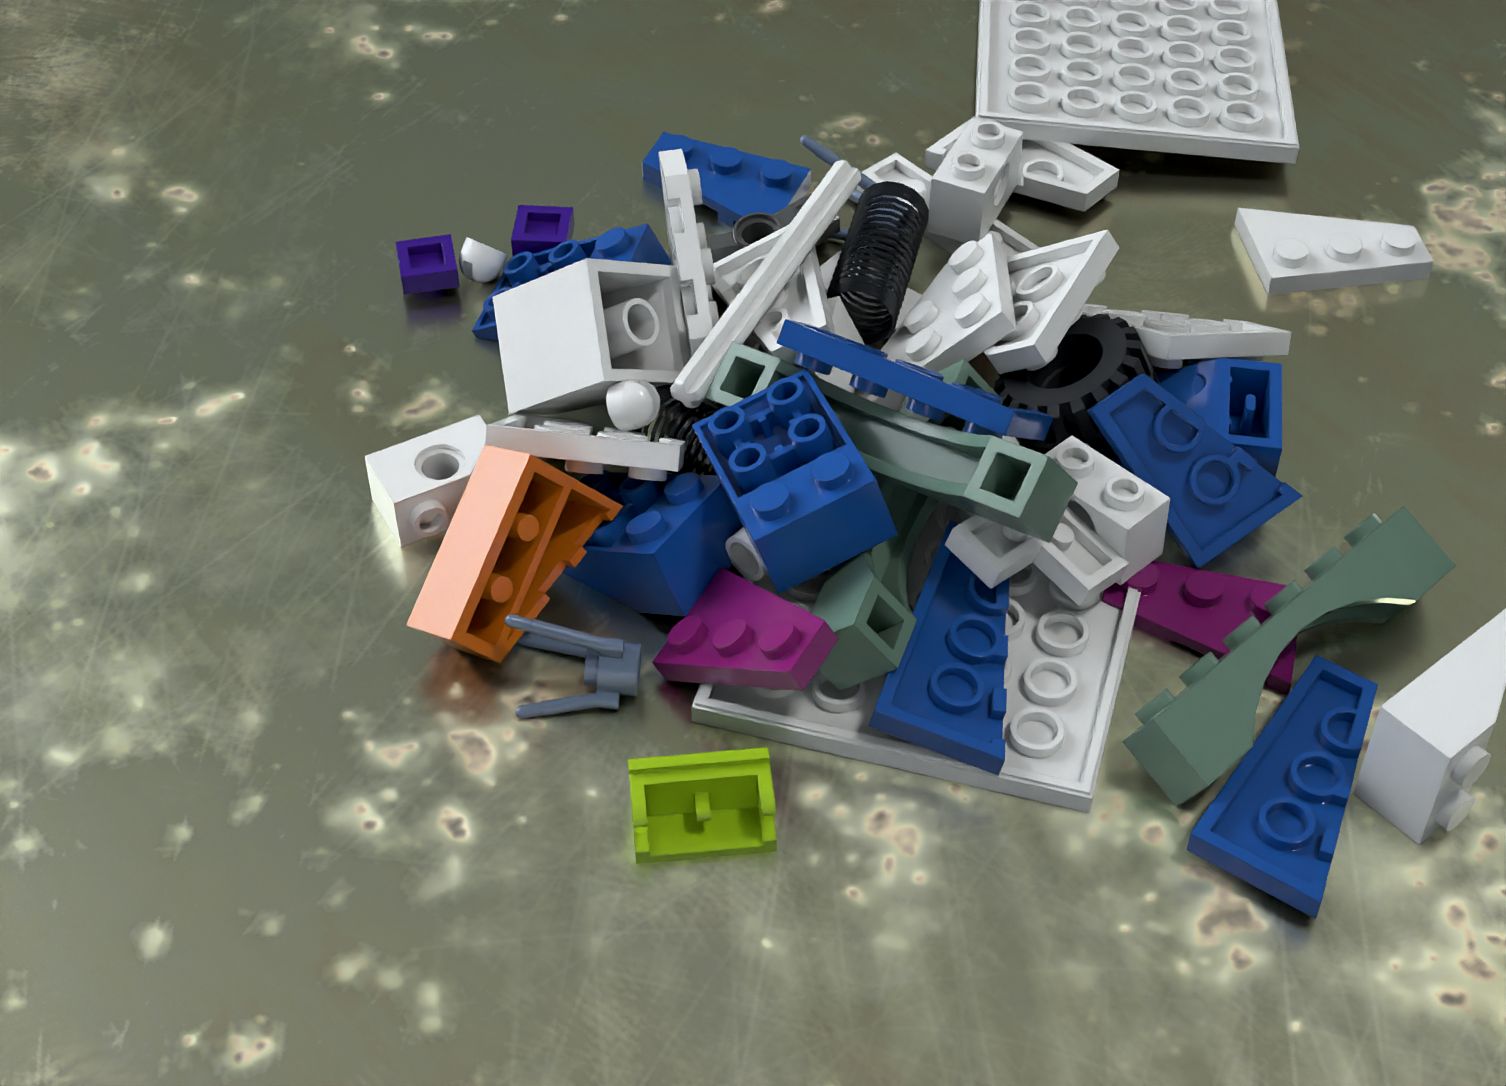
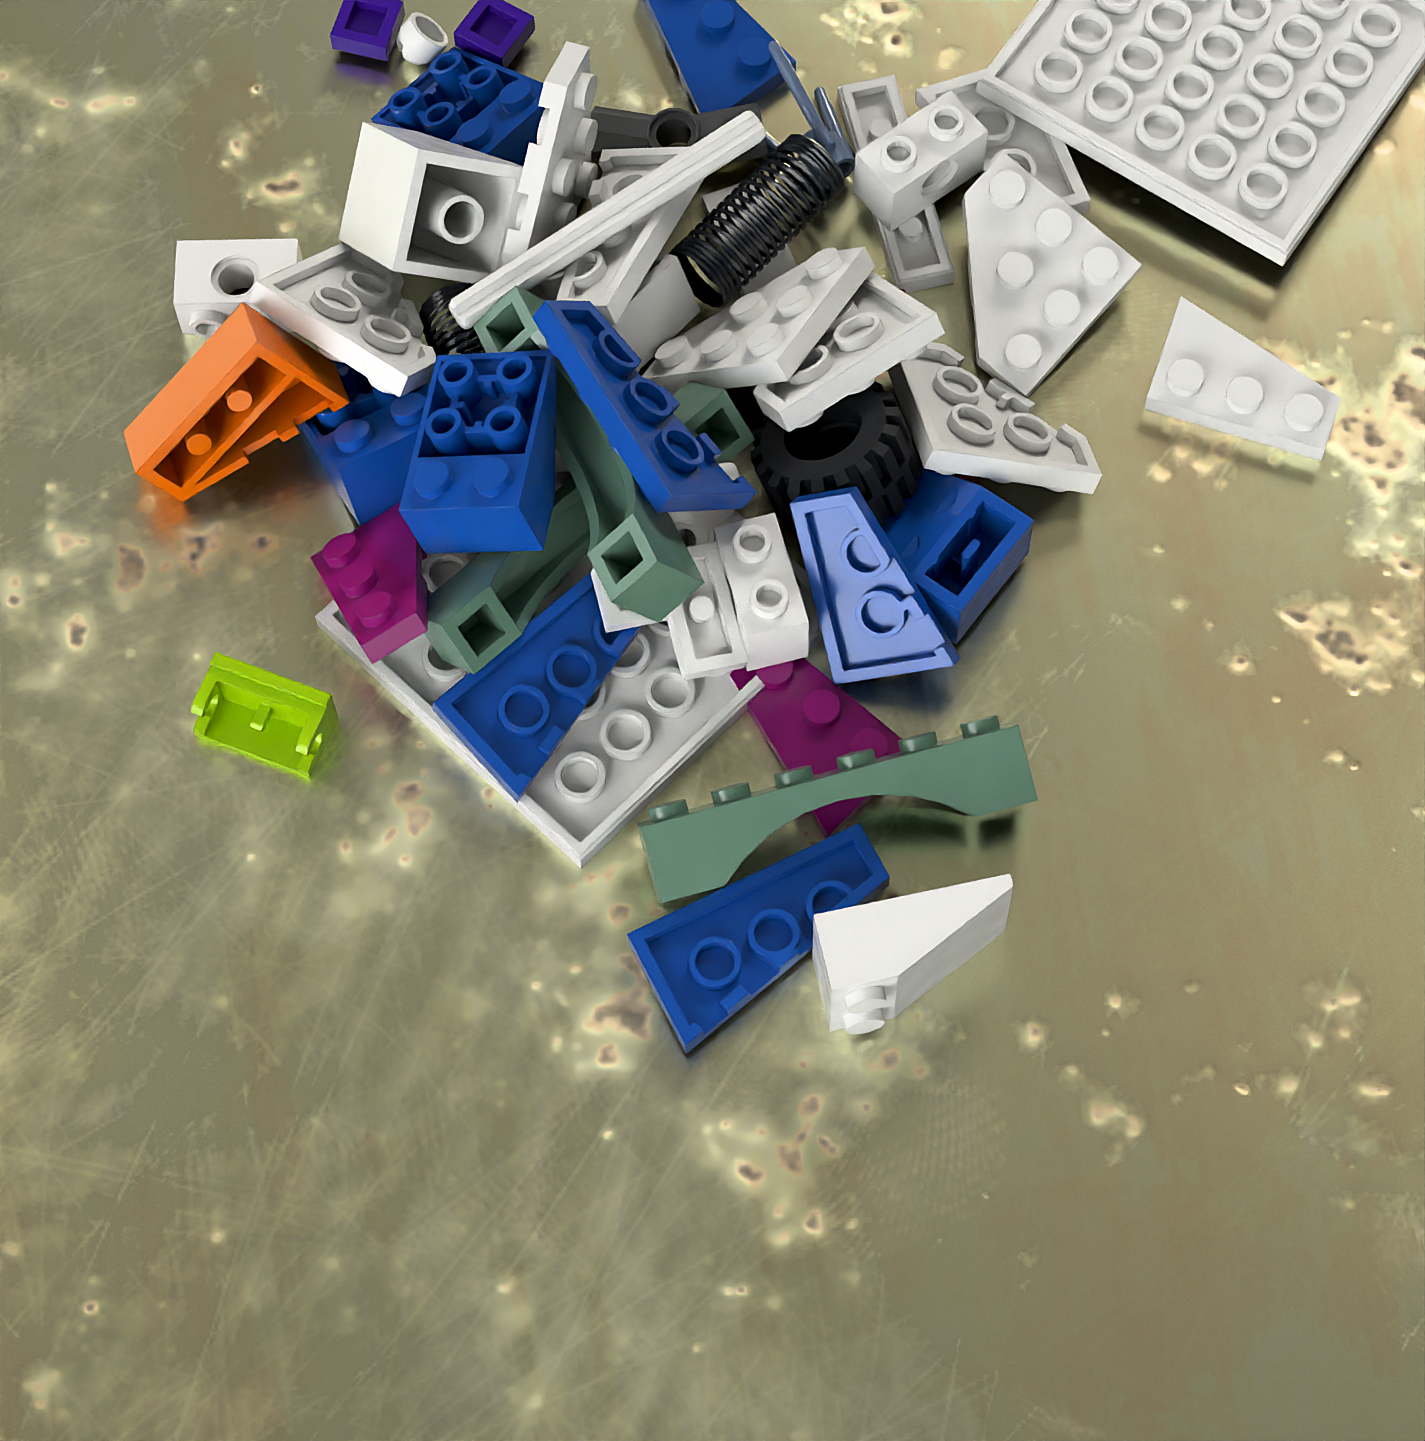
camera: 30 degrees right, 20 degrees up
(609, 665) = (271, 543): sand blue plant -> none
(632, 404) = (416, 298): white hinge -> none
(1142, 214) = (1034, 274): none -> white plate

